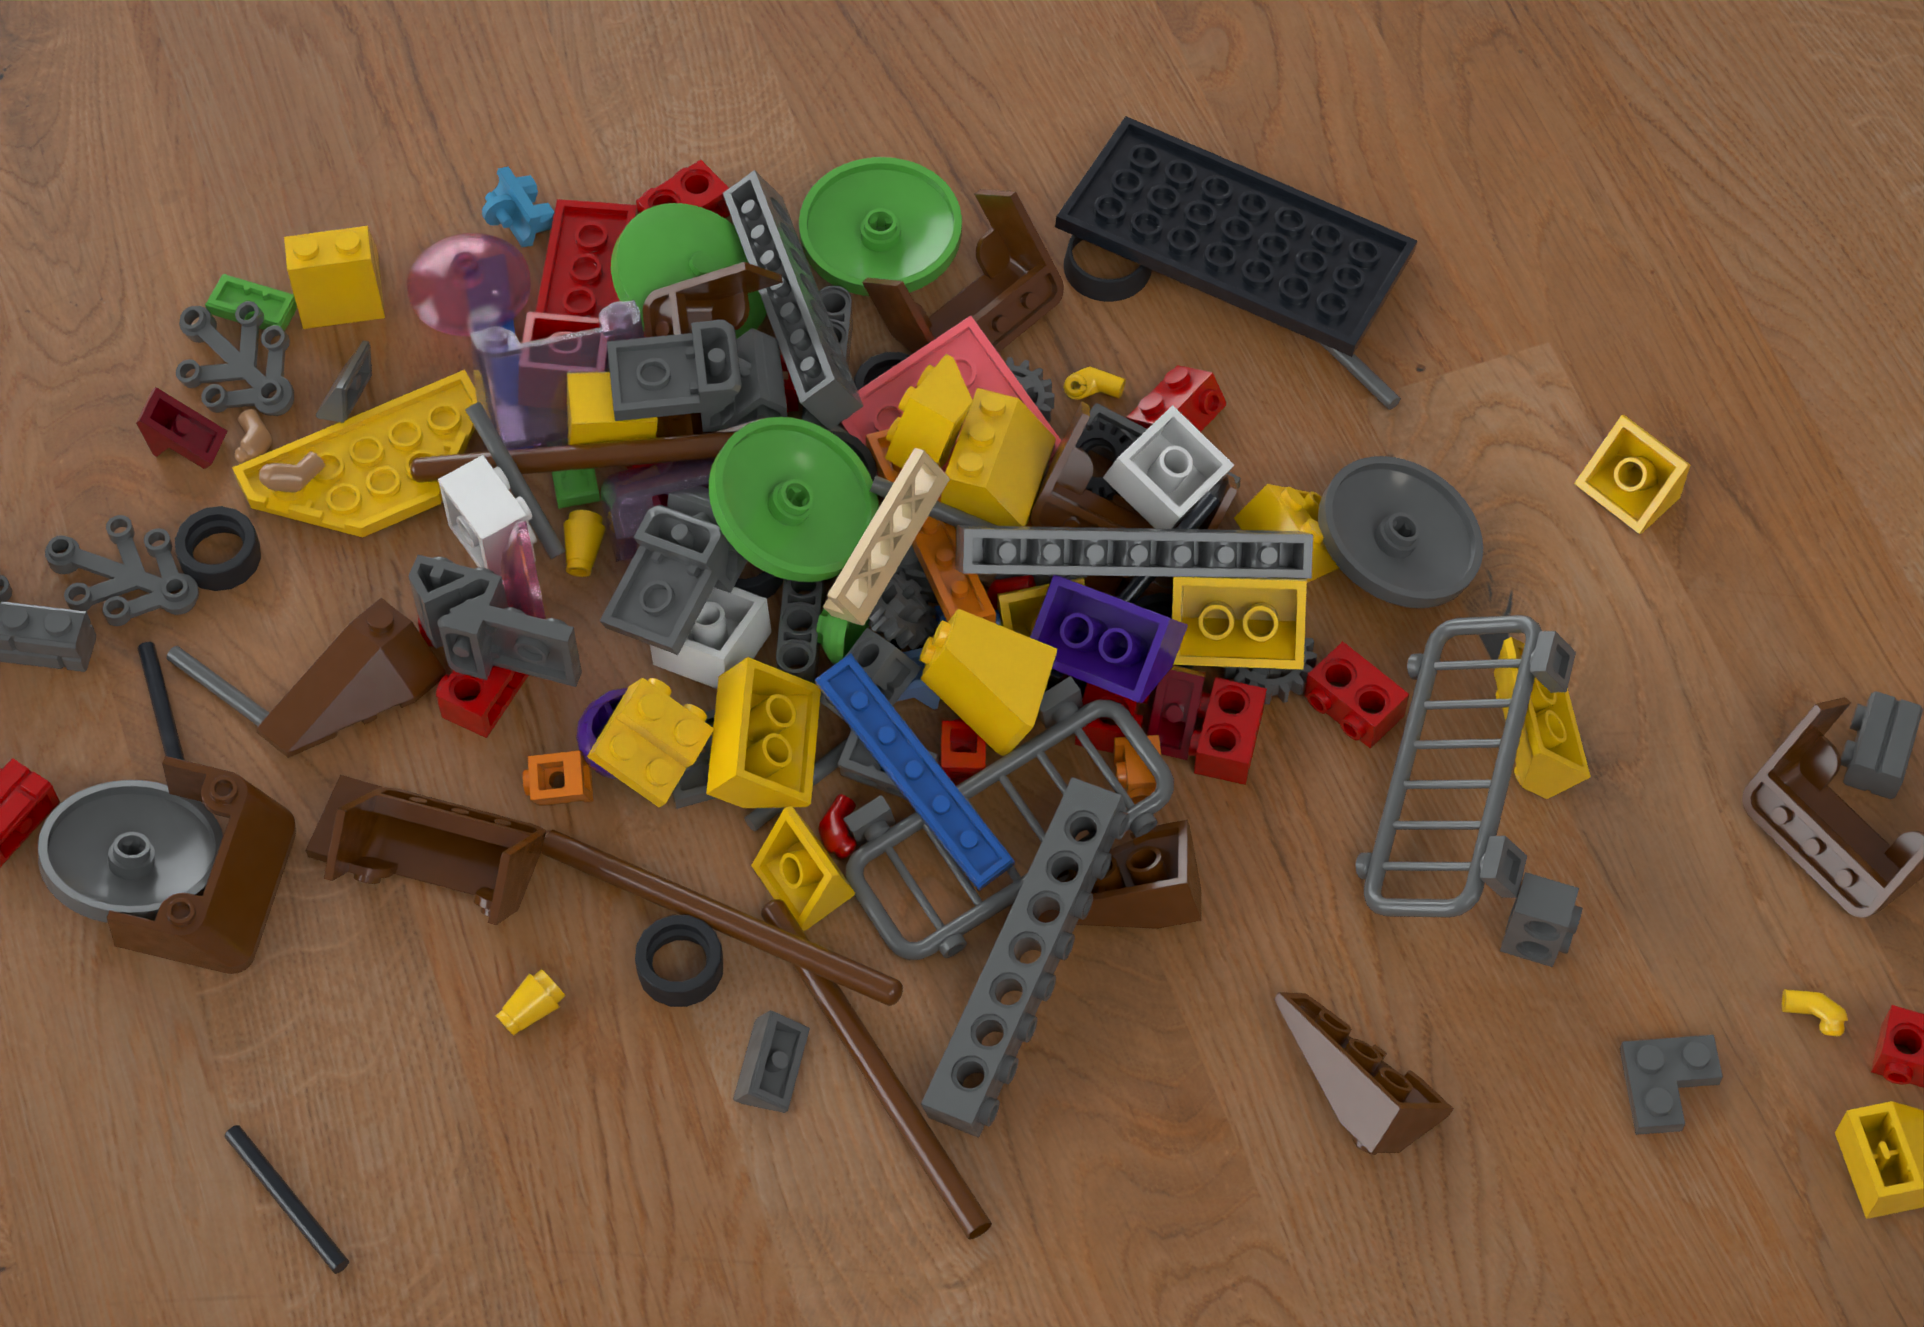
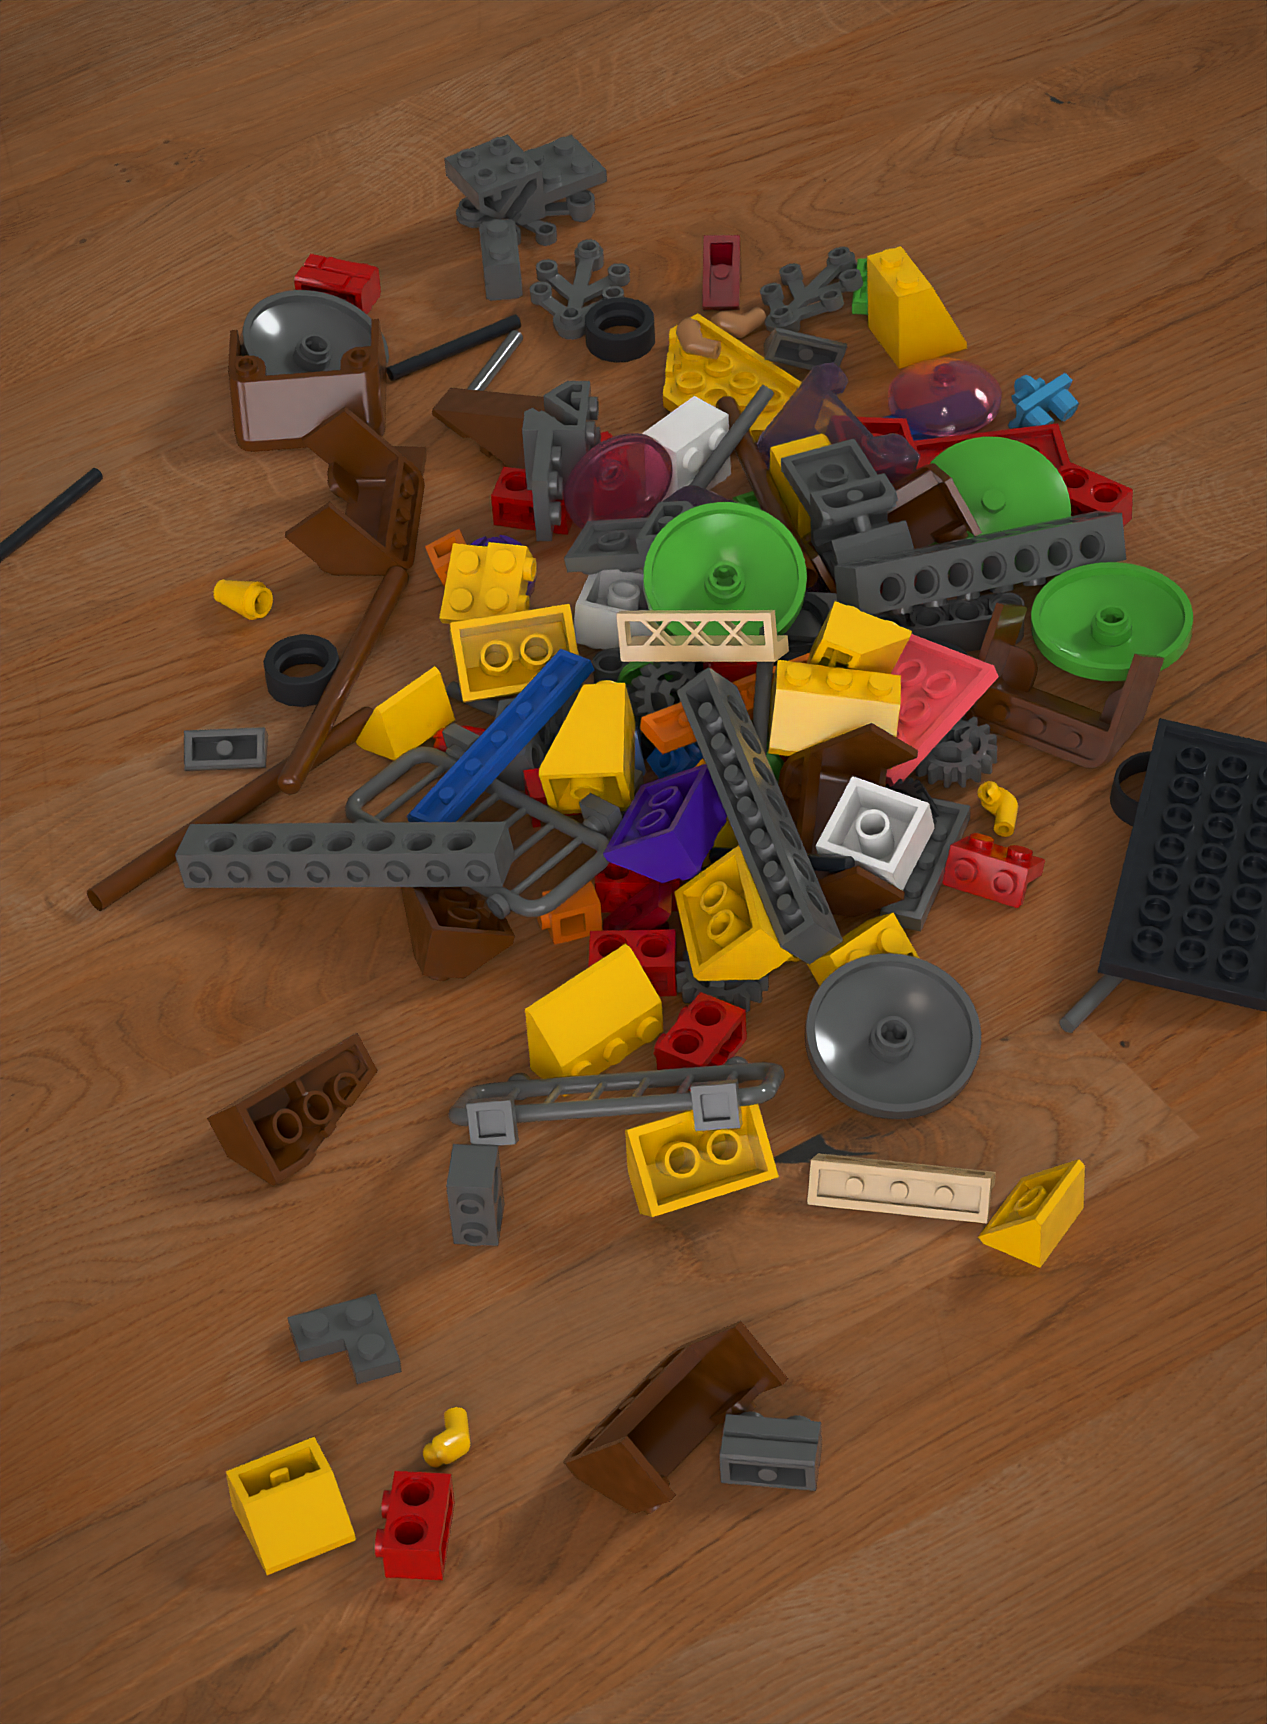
camera: 80 degrees right, 15 degrees down
(1321, 778) = (594, 1018): none -> yellow slope
(1582, 569) = (900, 1188): none -> tan fence

